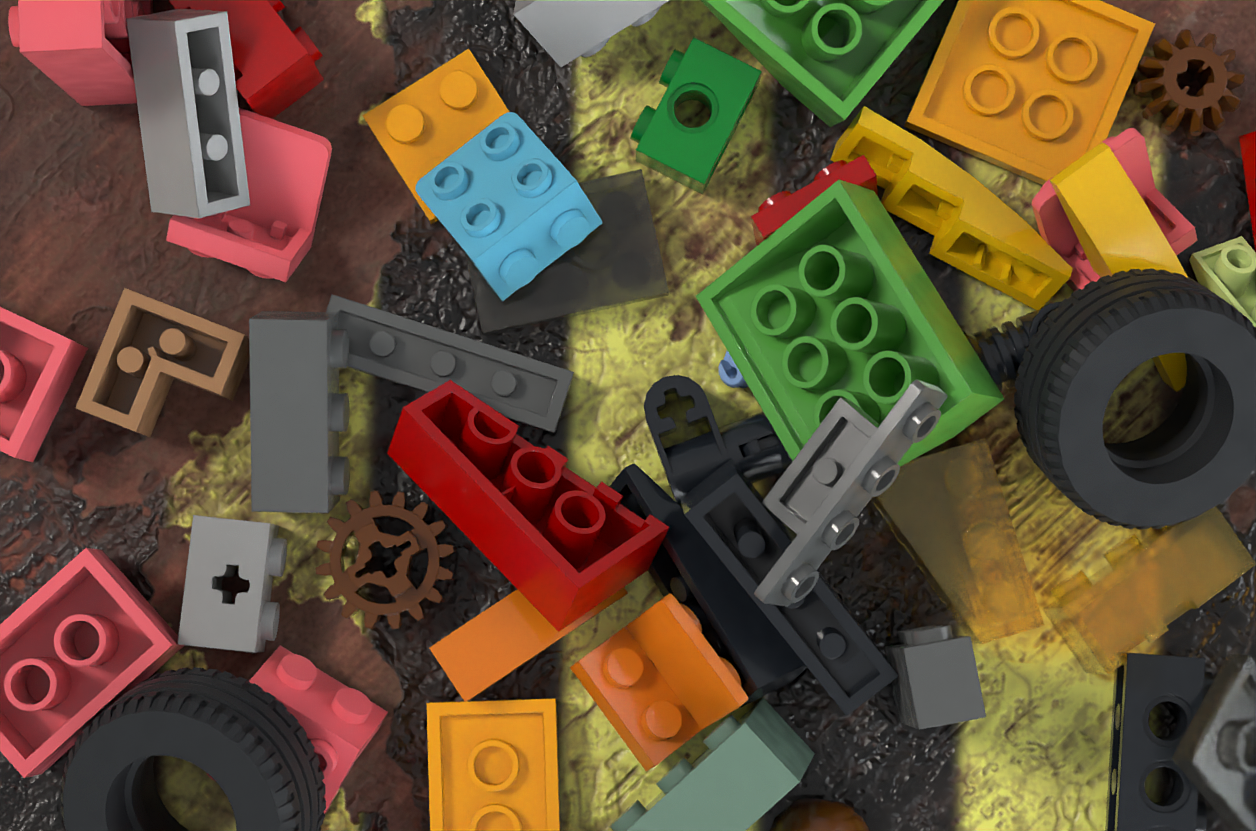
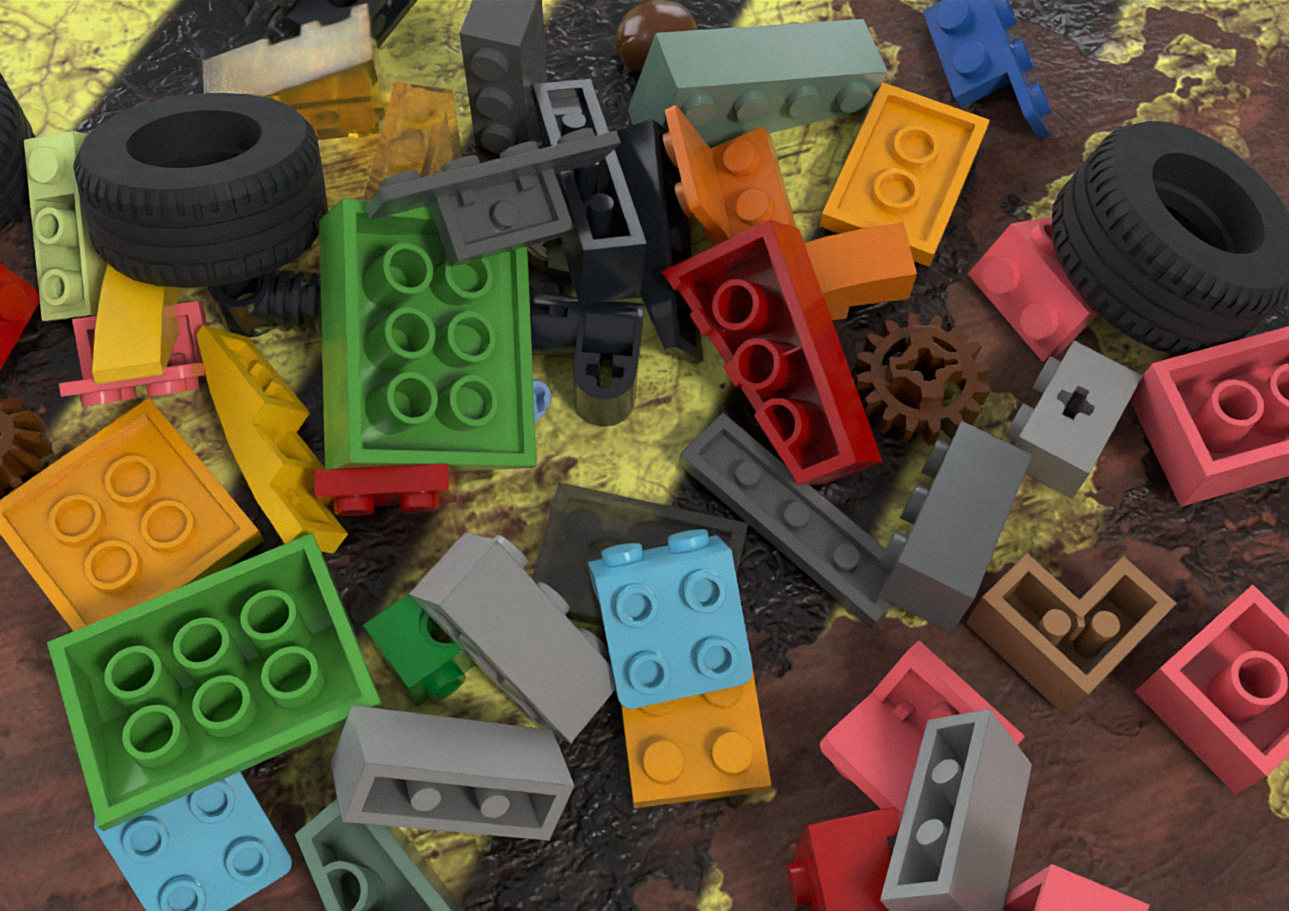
camera: 160 degrees left, 20 degrees down
(623, 113) = (518, 633): none -> light grey brick

